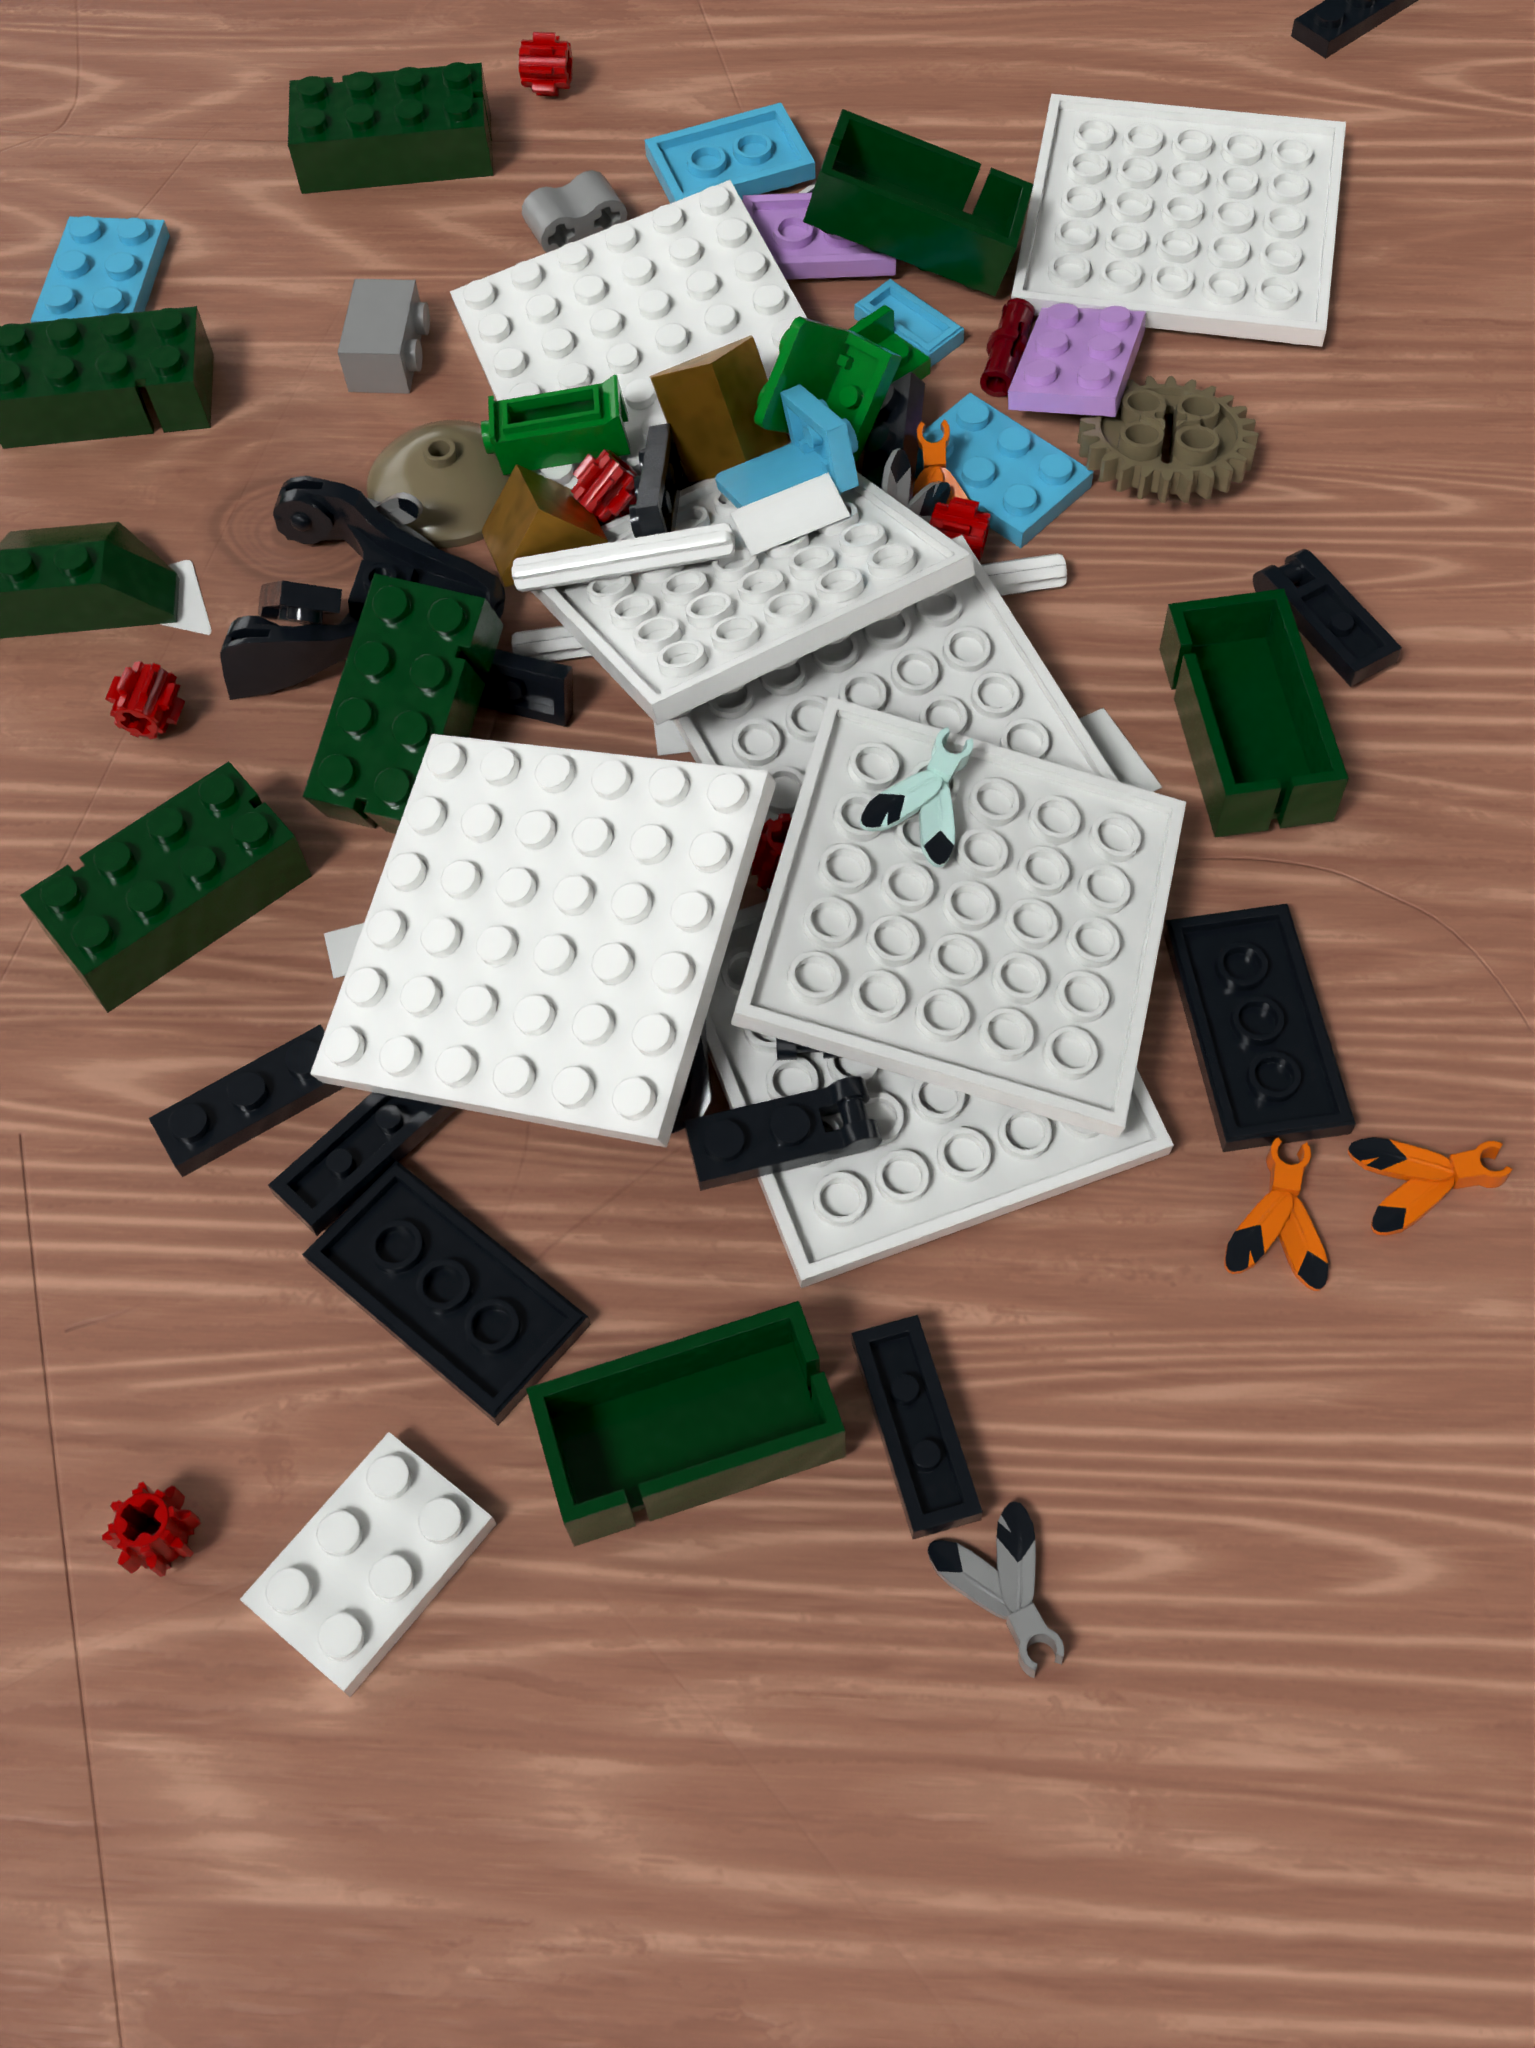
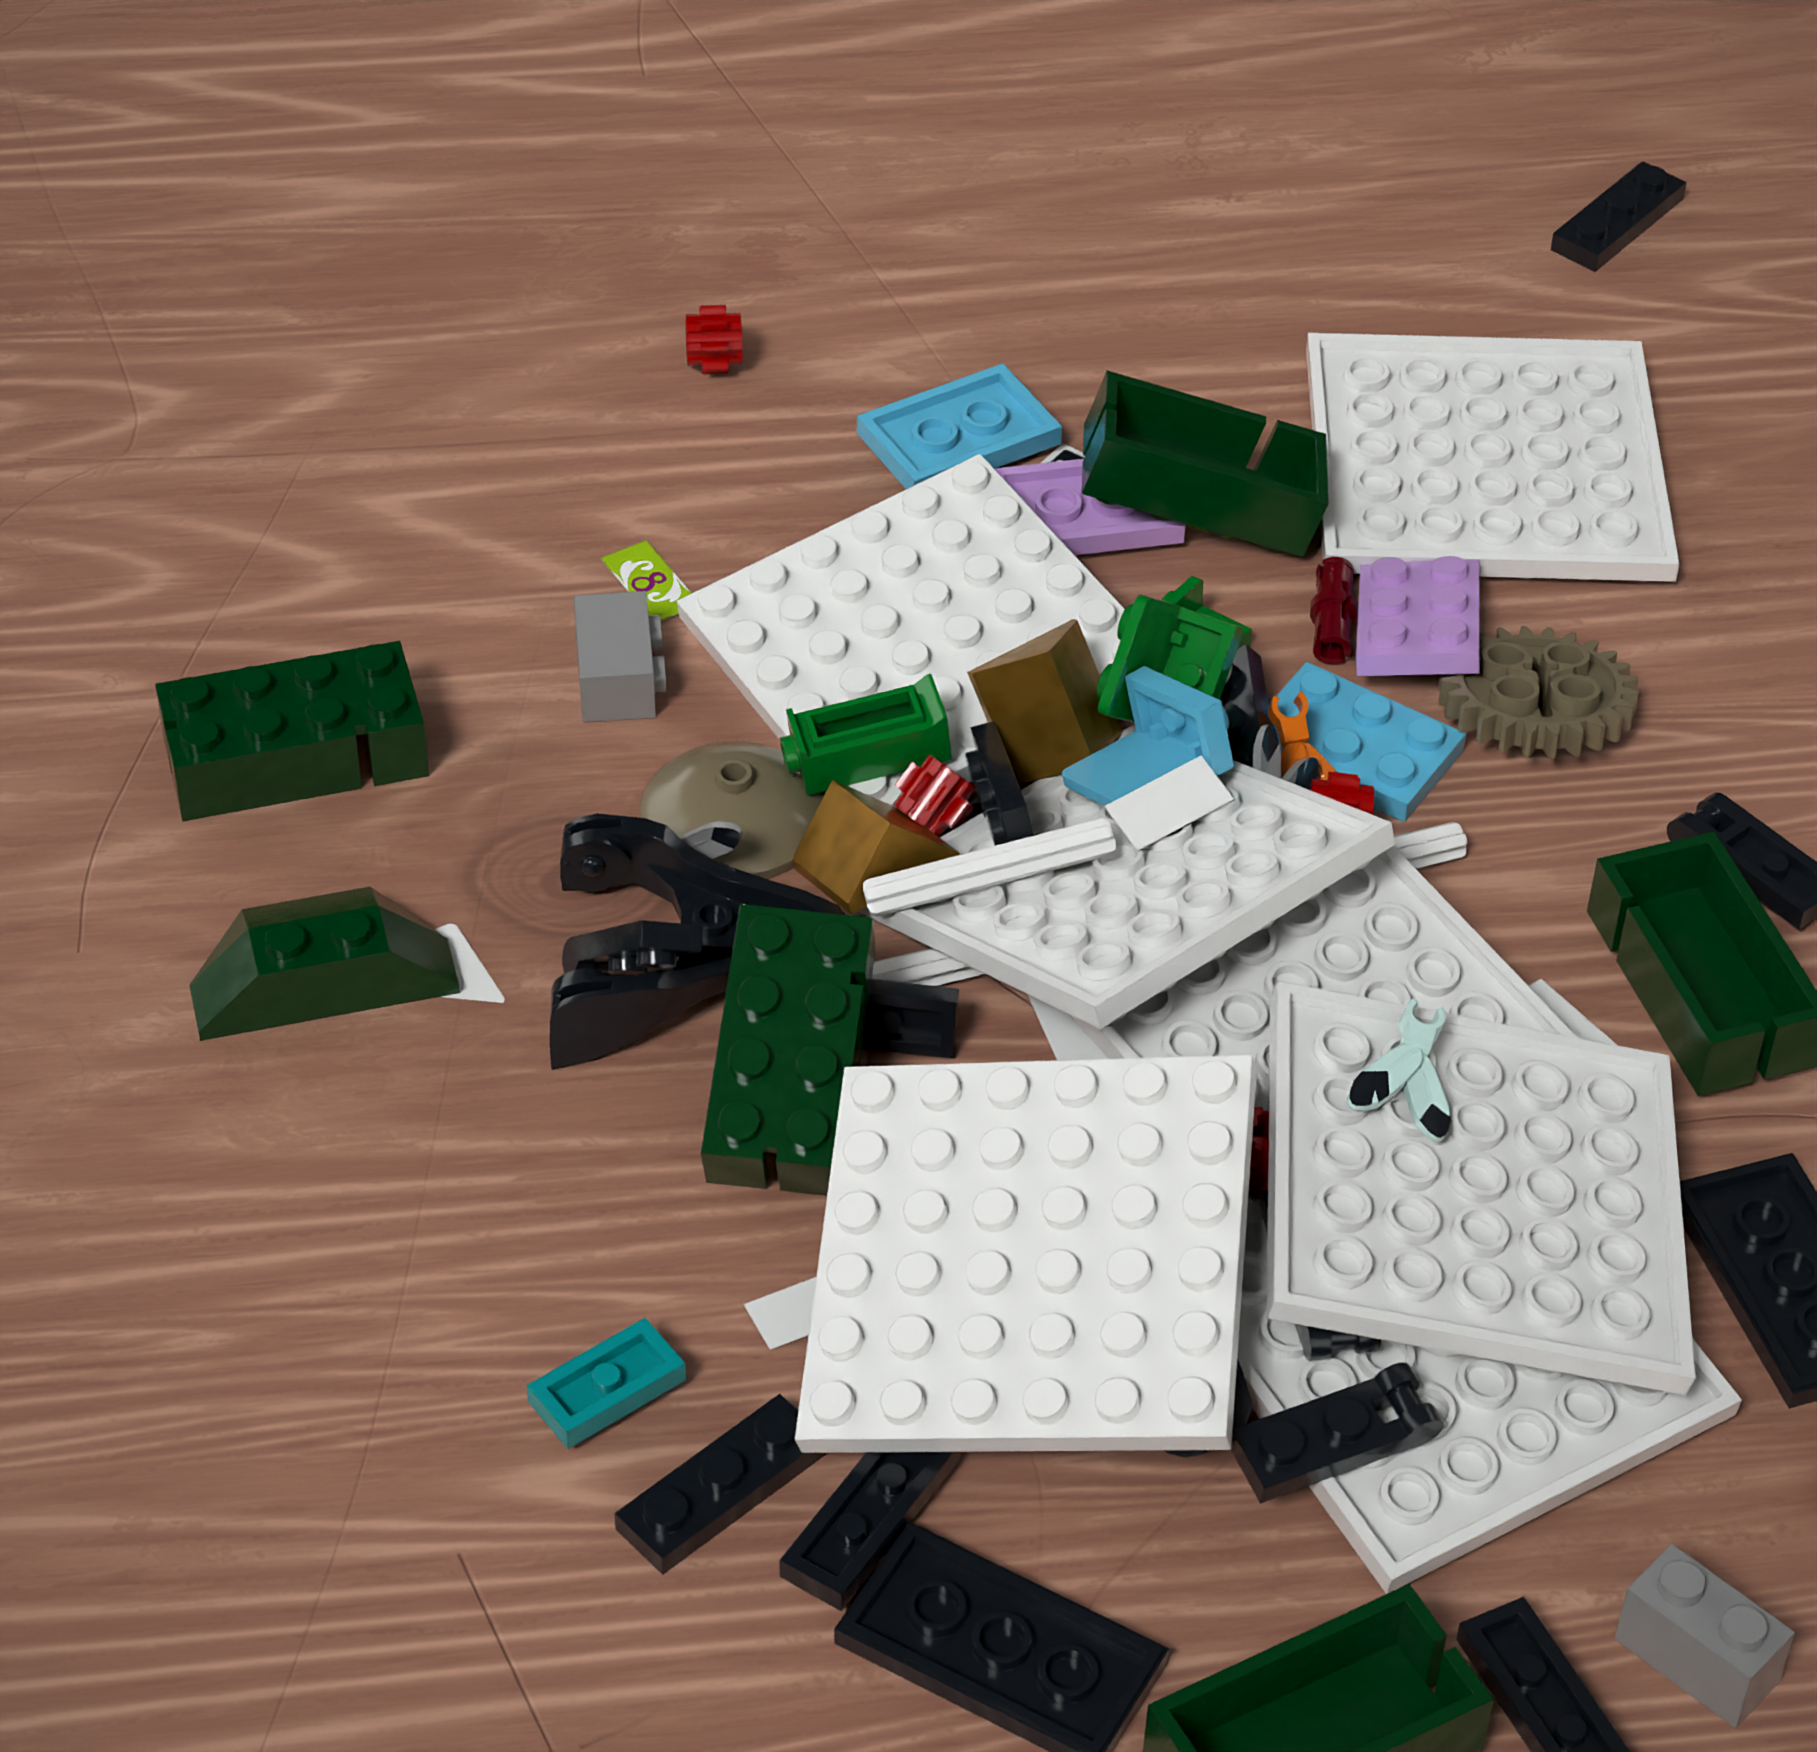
camera: 15 degrees left, 15 degrees down
(102, 268) = (242, 609): medium azure plate -> none
(145, 700) = (467, 1076): red gear -> none
(168, 885) = (561, 1267): dark green piece -> none
(177, 995) = (606, 1383): none -> teal plate
(390, 128) = (552, 424): dark green piece -> none
(438, 270) = (644, 570): none -> lime sticker
(573, 210) = (796, 502): light grey axle -> none
(914, 320) = (1222, 589): medium azure tile -> none
(1075, 1378) = (1704, 1635): none -> light grey brick

